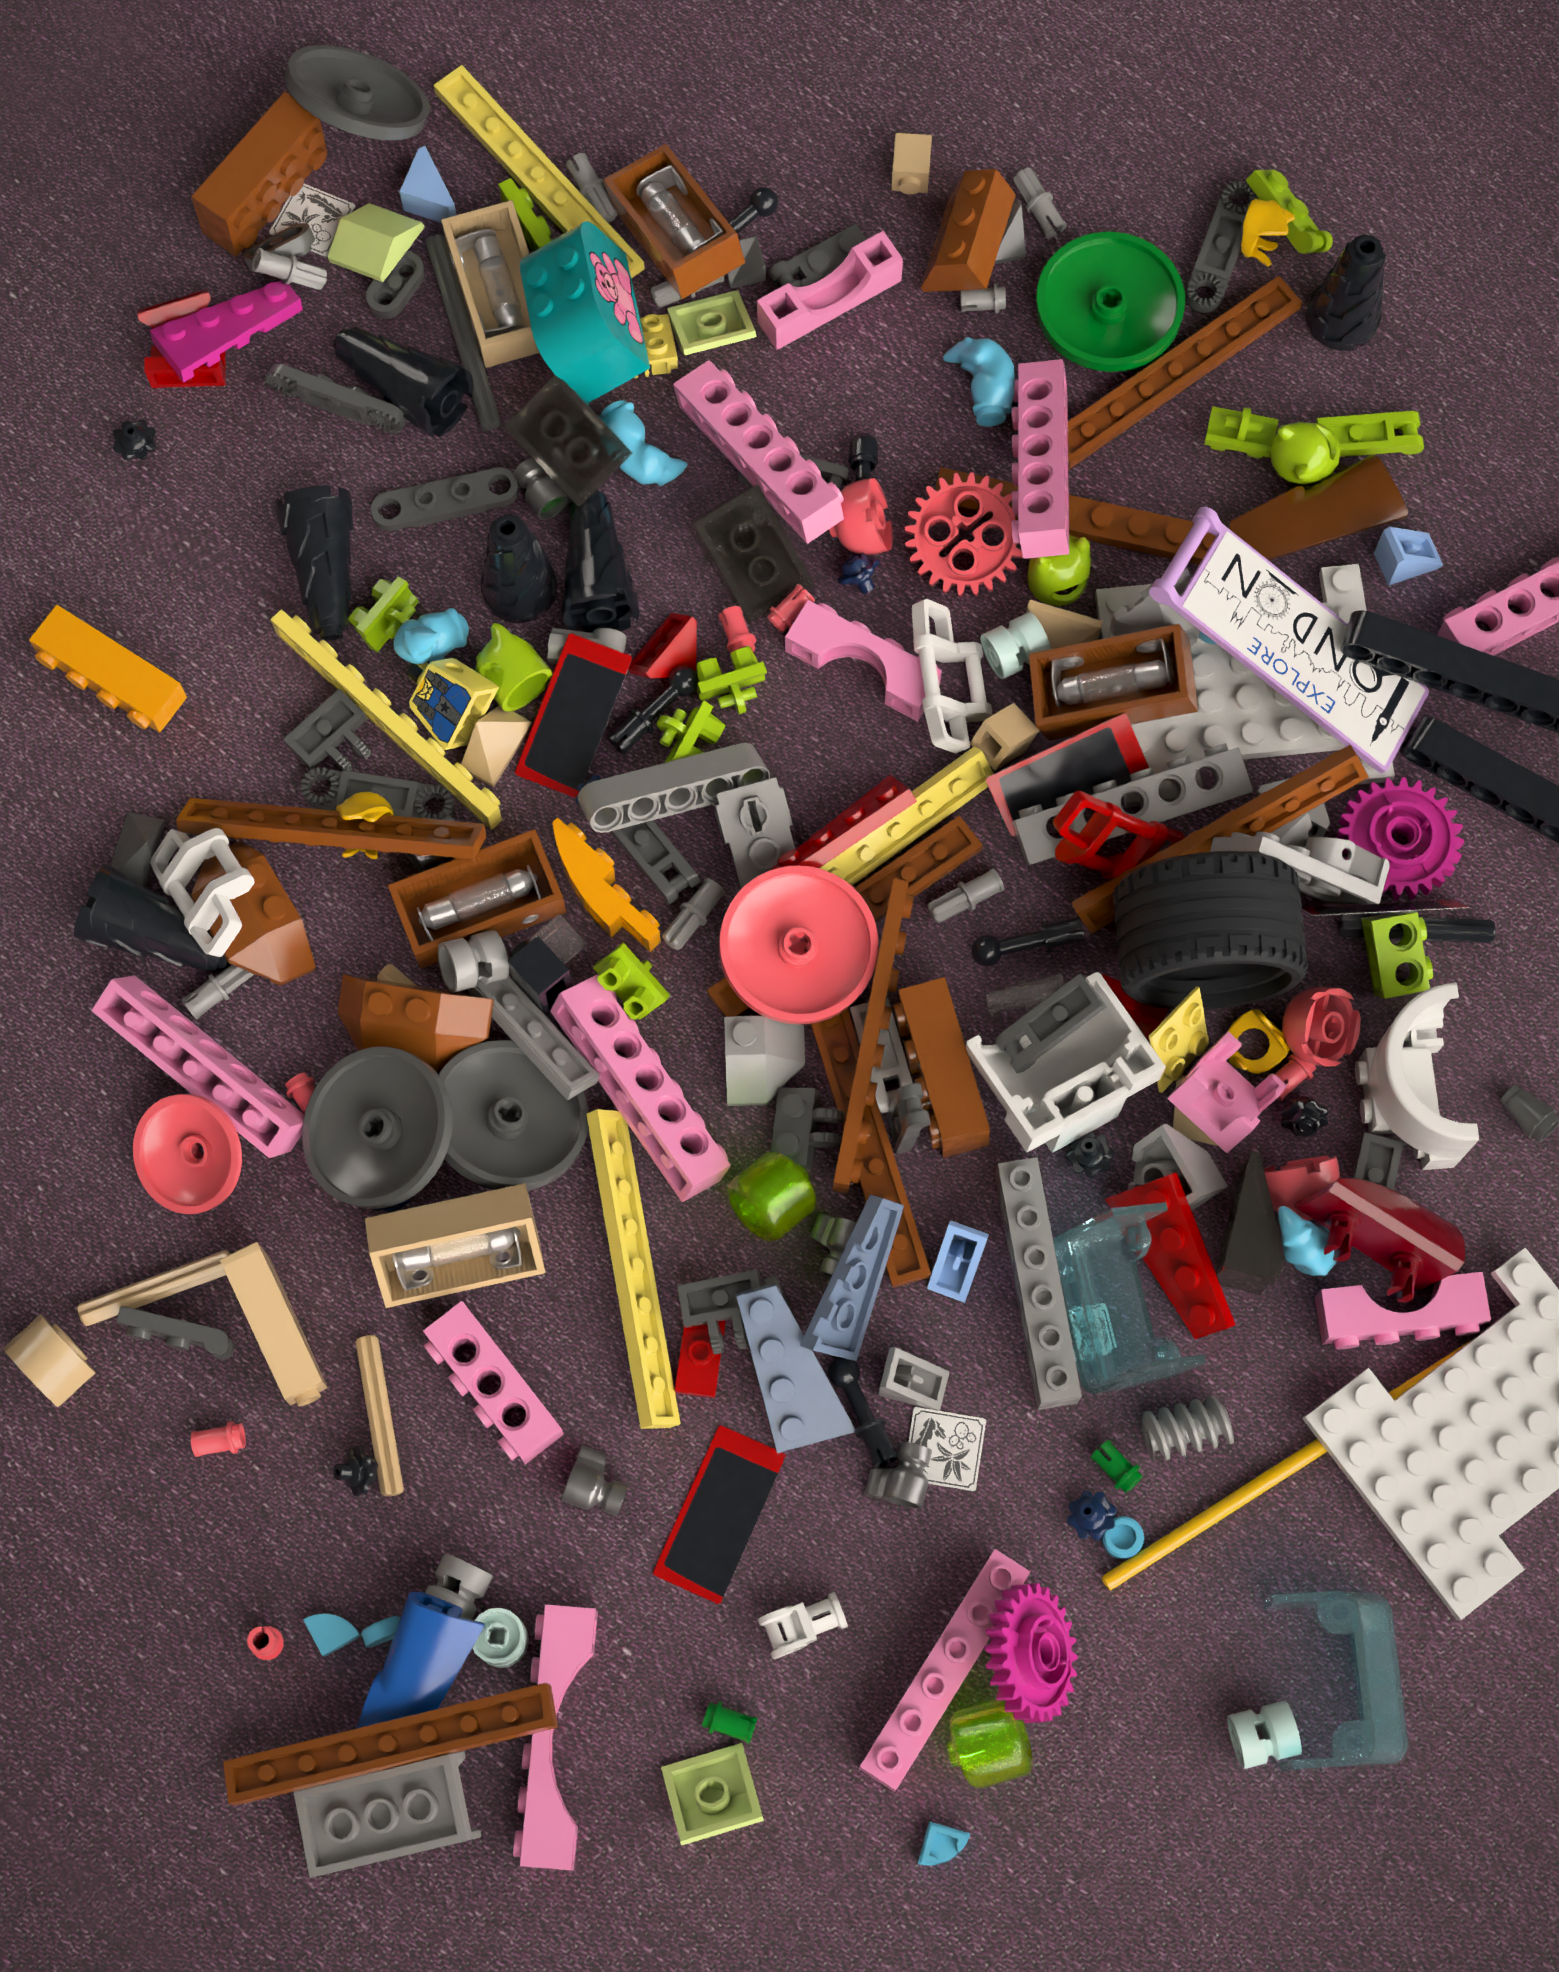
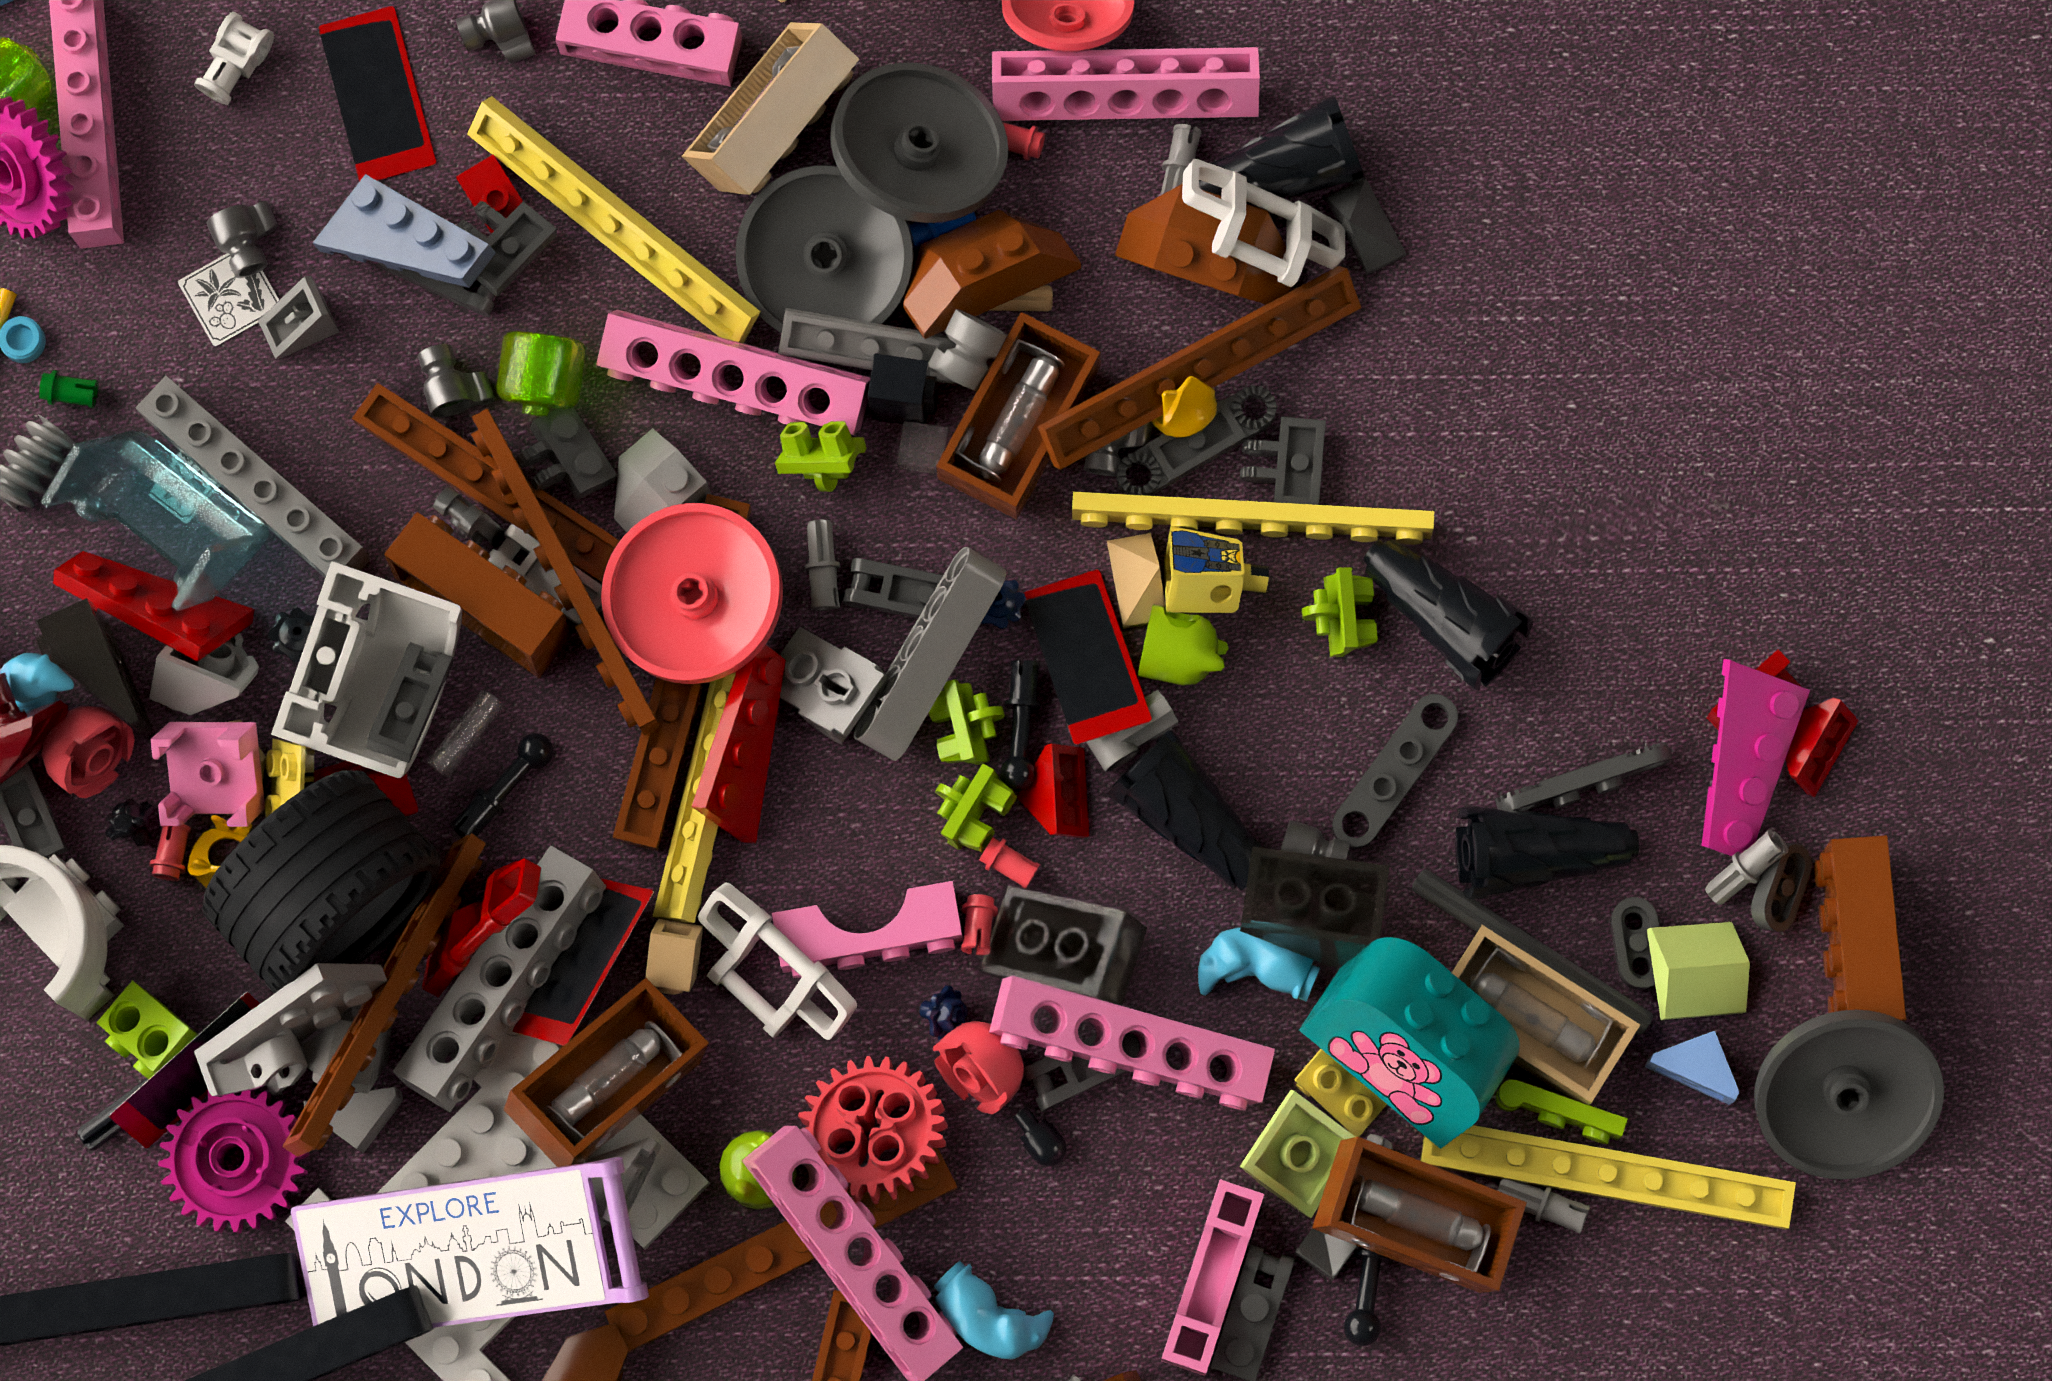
camera: 145 degrees right, 5 degrees up
(108, 669) = (1539, 352): light orange brick -> none
(134, 440) = (1730, 587): black plant -> none
(318, 210) = (1787, 959): white sticker -> none
(431, 636) = (1277, 612): medium azure animal -> none
(516, 572) = (1251, 743): black cone -> none
(591, 880) = (944, 522): light orange slope -> none
(845, 1374) = (363, 286): black pin -> none
(852, 1290) = (403, 347): sand blue wing -> none
(957, 1261) = (339, 452): light blue slope -> none
(965, 896) = (592, 781): light grey axle -> none
(1011, 647) = (736, 1056): light aqua wheel -> none
(1064, 626) = (706, 1109): tan slope -> none
(1091, 1515) = (59, 332): dark blue plant -> none
(1321, 1025) = (169, 908): coral cylinder -> none

